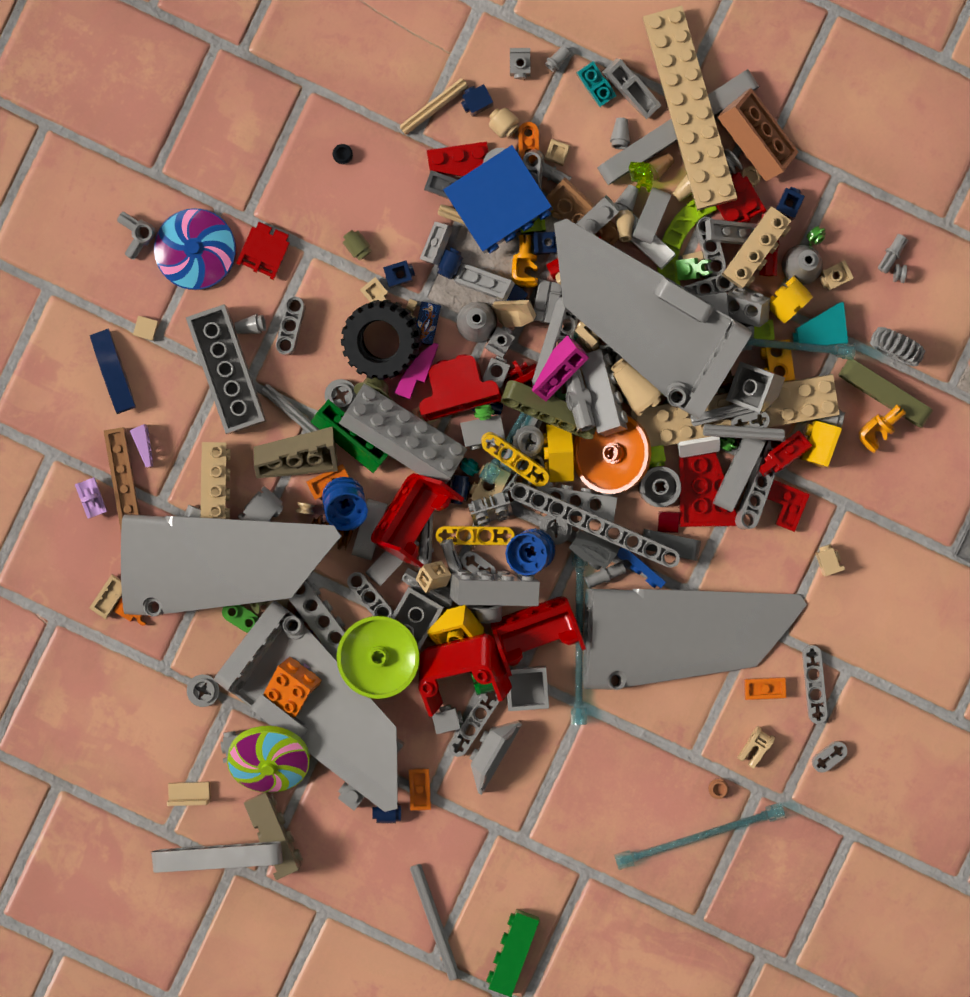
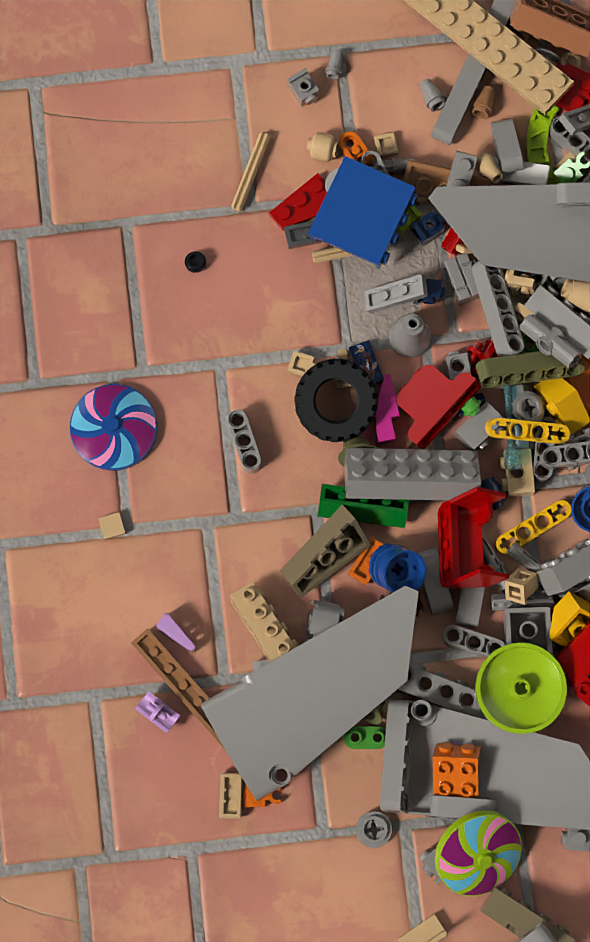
camera: 30 degrees left, 10 degrees down
(112, 371) = (106, 583): dark blue slope -> none
(135, 226) = (57, 451): light grey axle -> none
(226, 369) = (210, 515): light grey brick -> none
(251, 325) = (207, 463): light grey cone -> none
(264, 249) = (177, 388): red plate -> none
(288, 408) = (288, 517): light grey axle -> none
(305, 508) = (362, 598): tan bush -> none
(343, 386) = (326, 466): light grey gear -> none
(356, 244) = (259, 332): olive brick -> none
(391, 271) = (313, 326): dark blue brick -> none
(436, 243) = (330, 287): light grey plate -> none
(450, 263) = (353, 298): dark blue brick -> none
(470, 466) = (488, 467): teal plate -> none
(476, 100) = (286, 142): dark blue brick -> none
(478, 559) = (550, 547): light grey beam -> none
(500, 349) = (441, 346): light grey brick -> none
(500, 511) = (532, 498): light grey hinge -> none
(514, 313) = (440, 304): tan slope -> none
(522, 262) = (419, 255): light orange piece -> none
(560, 366) = (515, 320): dark pink slope -> none
(596, 84) = (382, 67): teal slope -> none
(627, 198) = (475, 144): light grey cone -> none
(631, 88) = (416, 50): light grey slope -> none
(642, 174) = (475, 116): clear neon green plate -> none
(683, 189) = (519, 107): tan cone -> none

